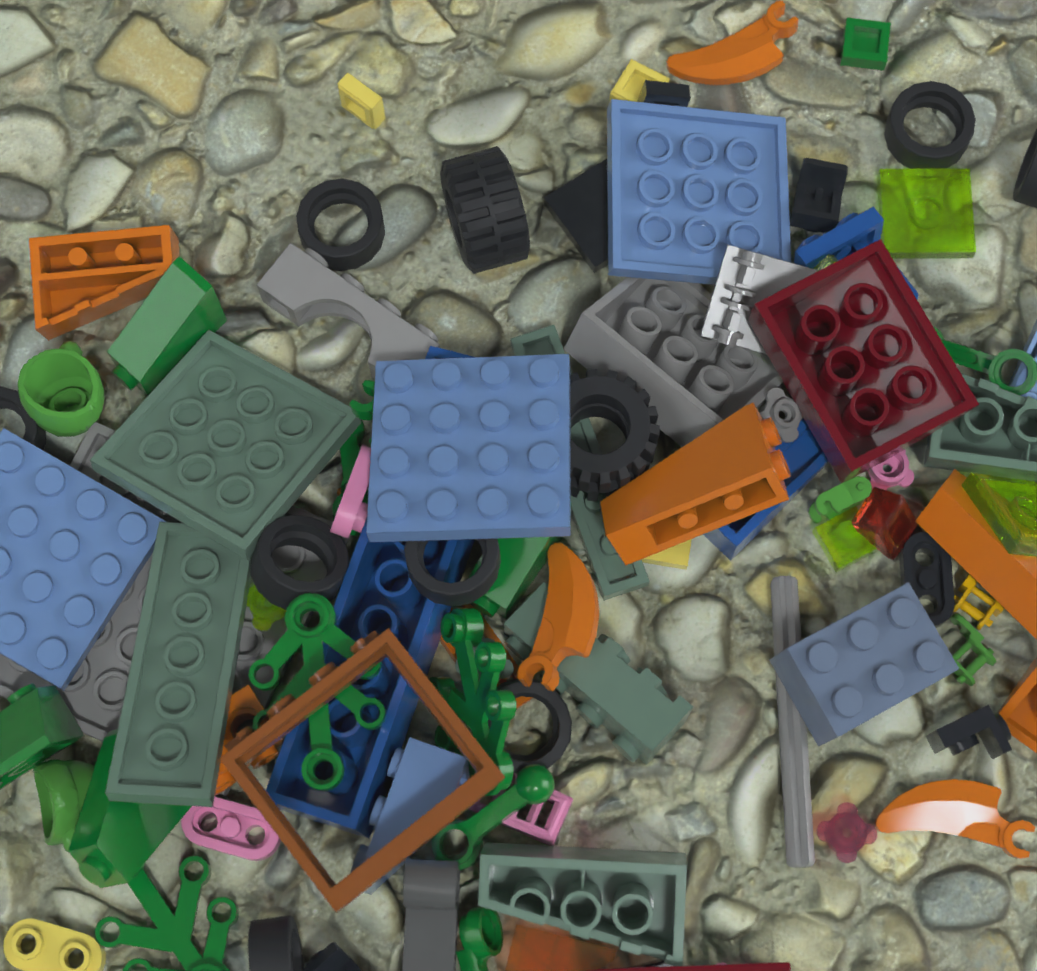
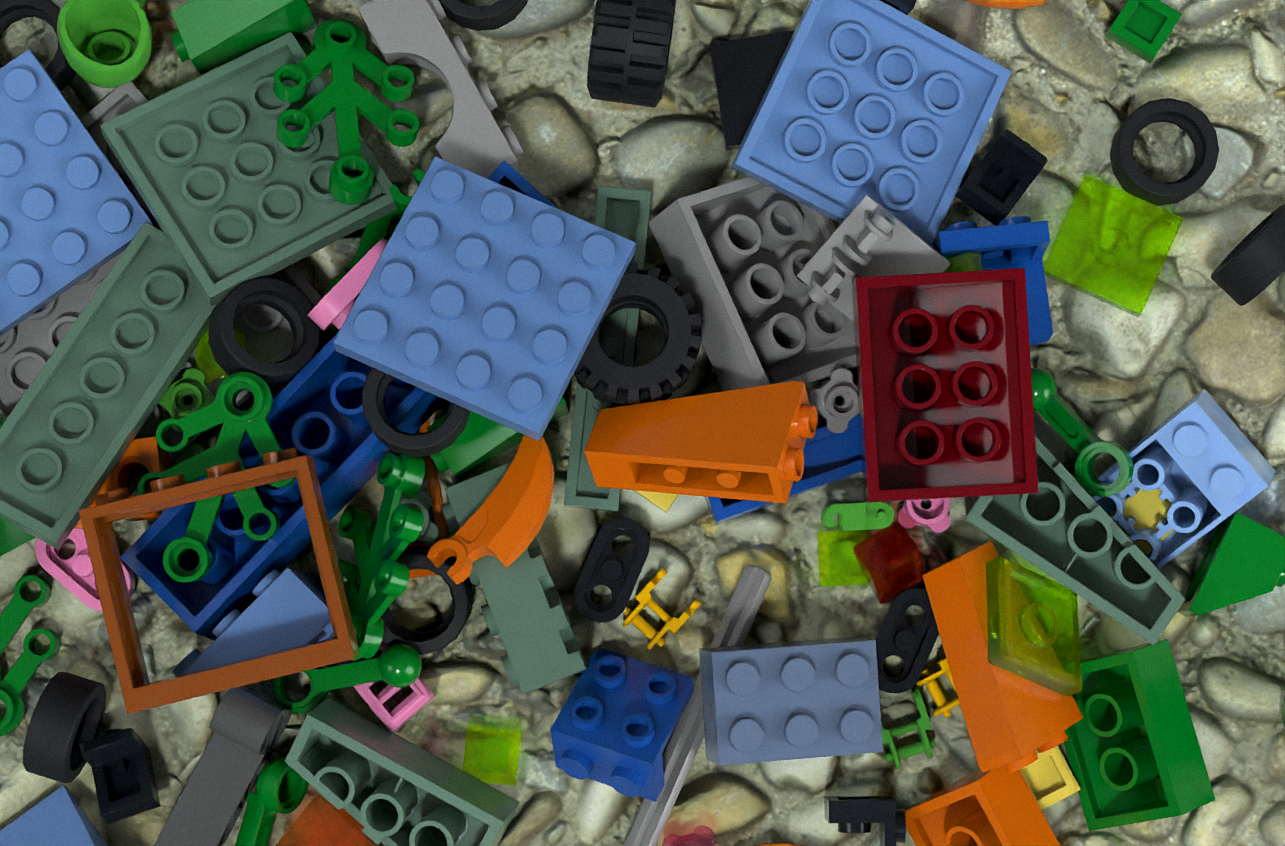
camera: 25 degrees right, 10 degrees up
(257, 325) = (345, 99): none -> green plant
(257, 635) = (190, 385): none -> bright green plate
(642, 826) = (493, 754): none -> clear neon green plate
(667, 633) = (610, 570): none -> black plate
(736, 653) = (642, 625): none -> yellow piece
(737, 750) = (620, 723): none -> blue bracket

